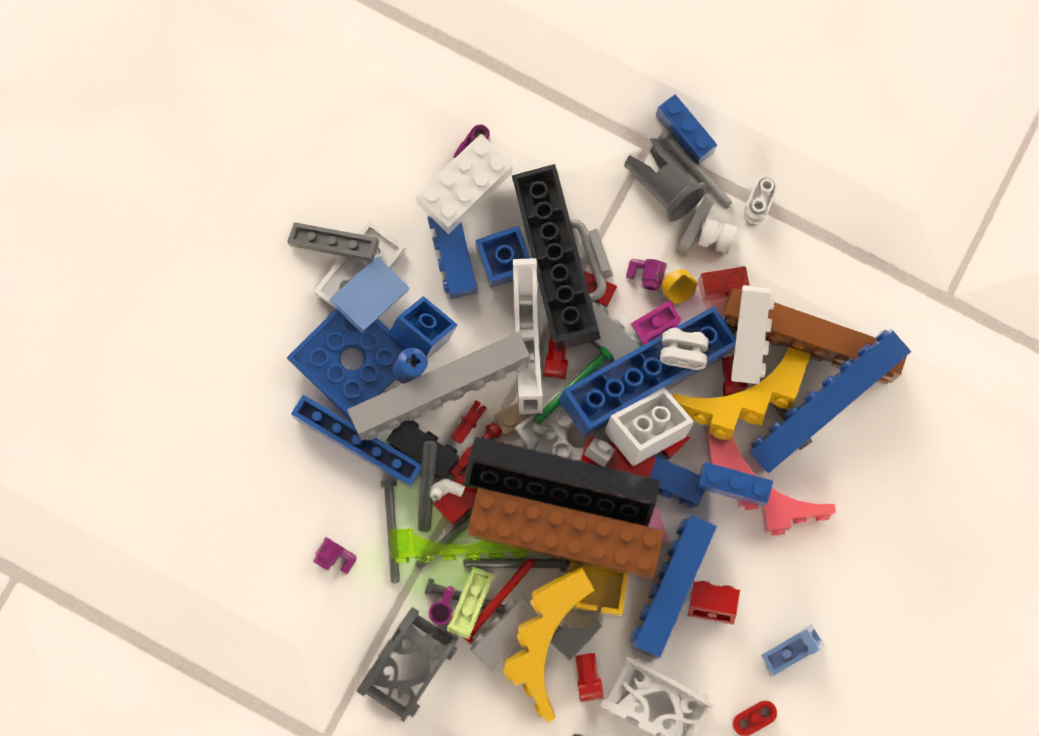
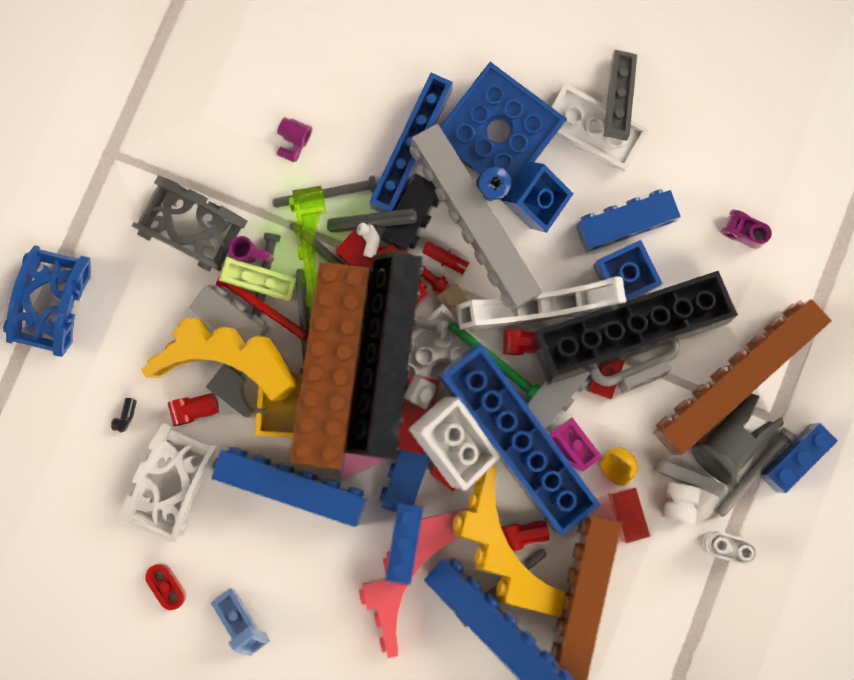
camera: 95 degrees right, 5 degrees up
(369, 294) = (567, 136): medium blue tile -> none
(464, 183) = (702, 220): white brick -> none
(610, 169) = (741, 377): none -> dark orange brick
(652, 273) = (628, 435): magenta piece -> none
(684, 349) = (554, 465): white brick -> none
(714, 602) = (281, 532): red brick -> none
(751, 334) = (571, 547): white brick -> none

